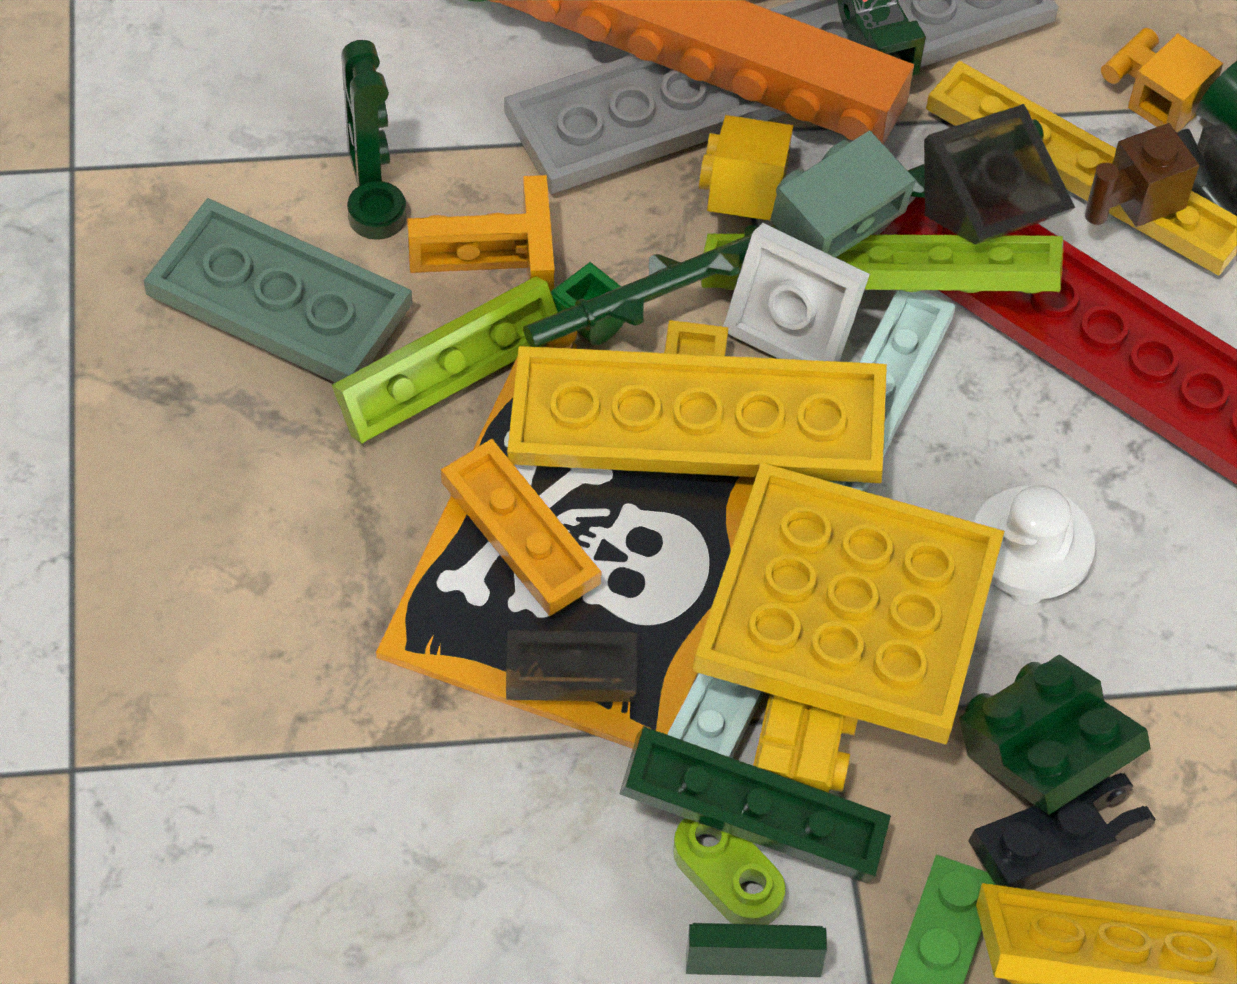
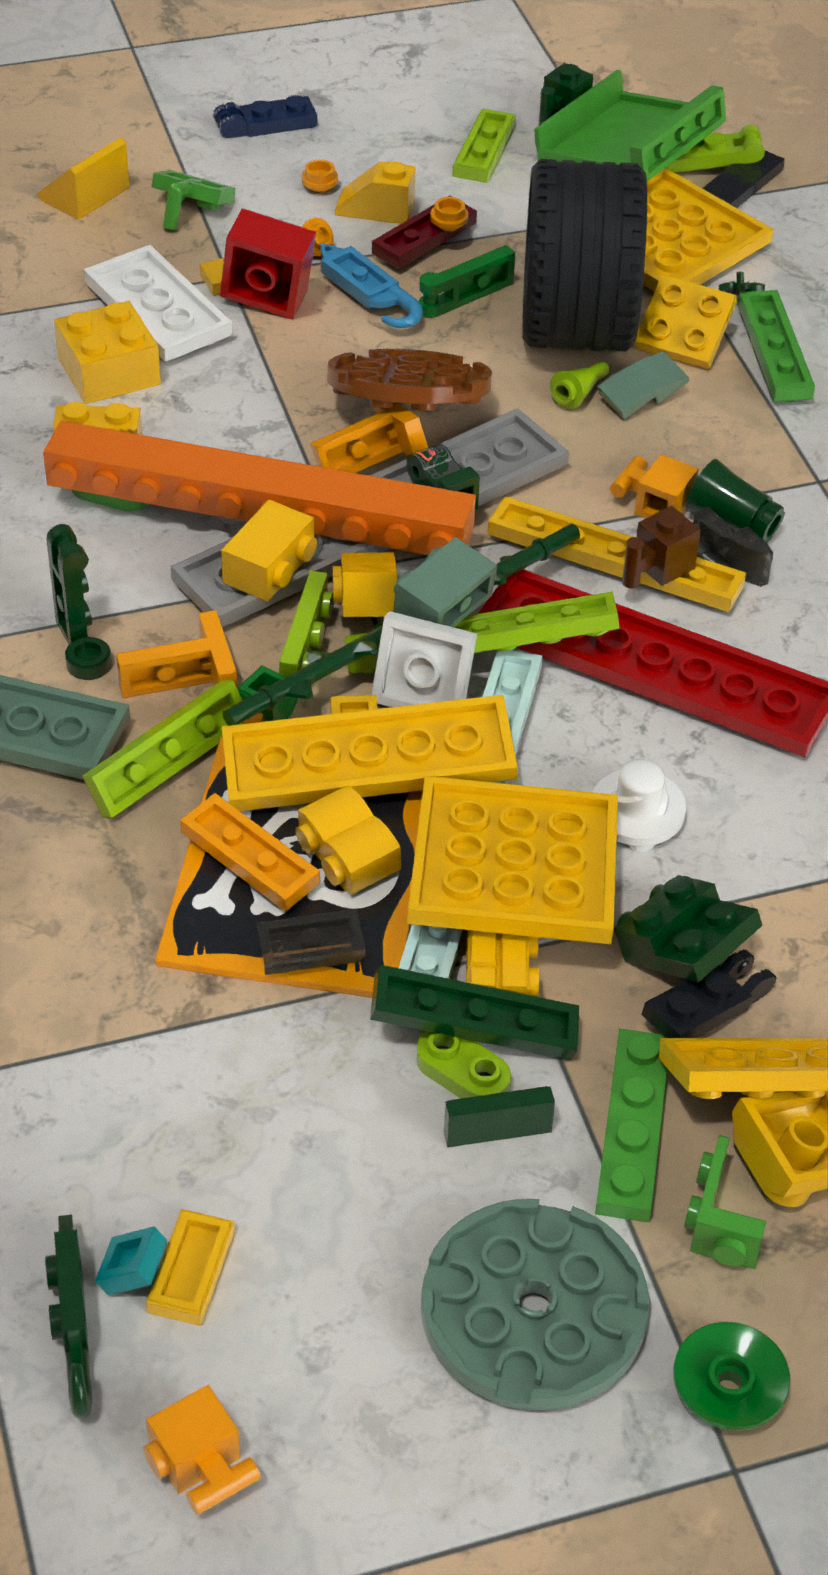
camera: 10 degrees left, 10 degrees down
(631, 99) = (268, 550): none -> yellow brick
(647, 533) = (348, 840): none -> yellow brick
(660, 214) = (307, 626): none -> lime plate
(991, 177) = (550, 560): clear smoke slope -> none

